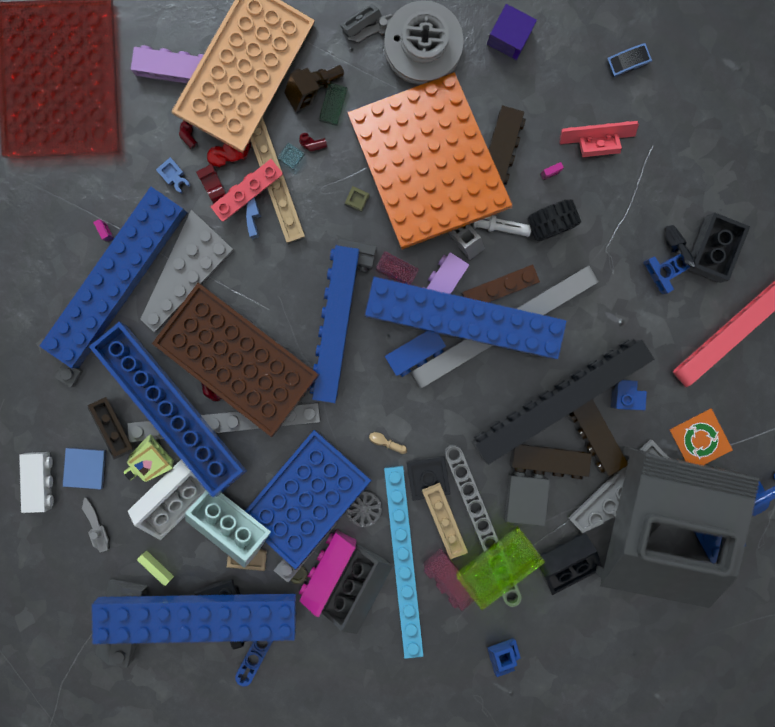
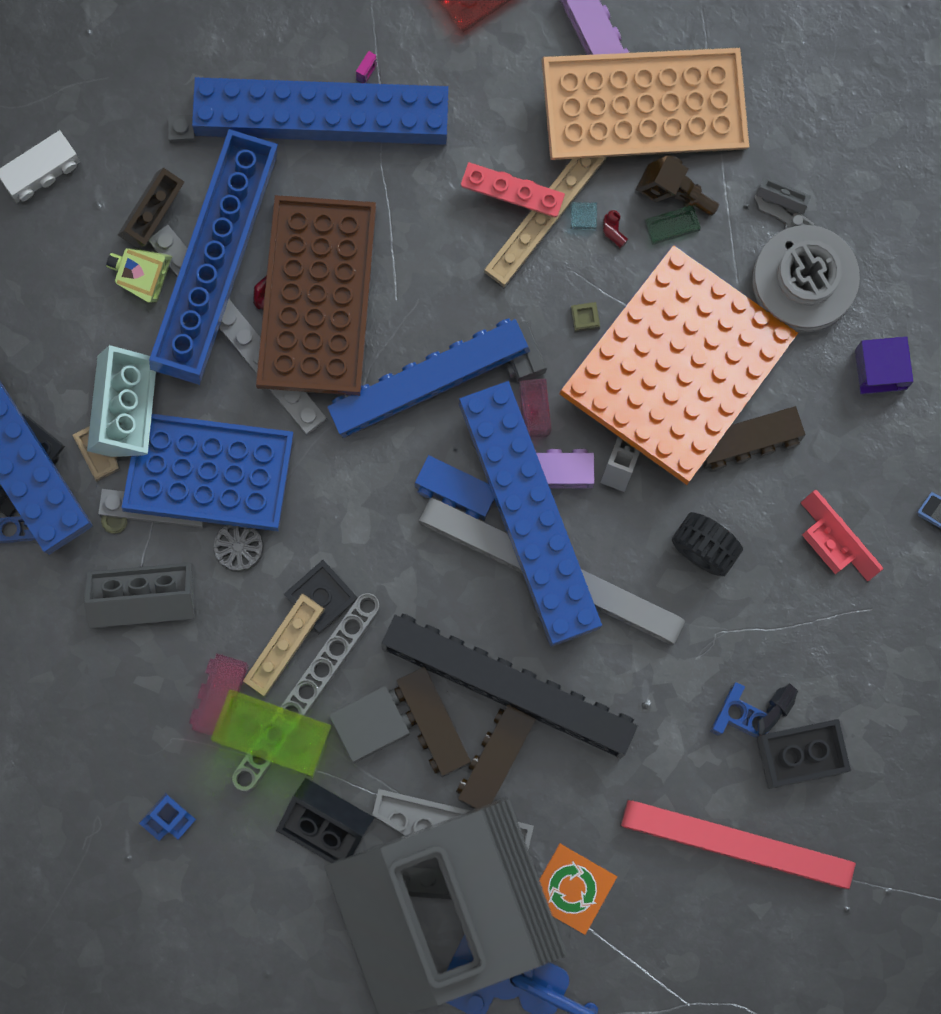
camera: 50 degrees right, 10 degrees down
(84, 468) = (86, 210): medium blue tile -> none
(97, 533) = (20, 269): light grey piece -> none
(155, 568) = (22, 356): yellowish green tile -> none
(166, 501) = (99, 319): white slope -> none
(172, 174) = (477, 100): medium blue plate -> none
(186, 134) = (531, 88): dark red arm -> none
(191, 262) = (397, 181): light grey wing -> none
(211, 182) = (496, 148): dark red leg -> none
(219, 155) = (531, 138): red animal -> none
(251, 214) = (493, 213): medium blue slope -> none
(327, 572) = (140, 549): dark pink slope -> none
(379, 439) = (329, 514): tan piece -> none
(403, 562) = (204, 632): medium azure plate -> none
(492, 223) = (659, 483): white pin -> none
(504, 285) = (598, 542): reddish brown plate -> none
(551, 171) = (762, 510): dark pink tile -> none
(627, 396) = (564, 760): blue brick -> none

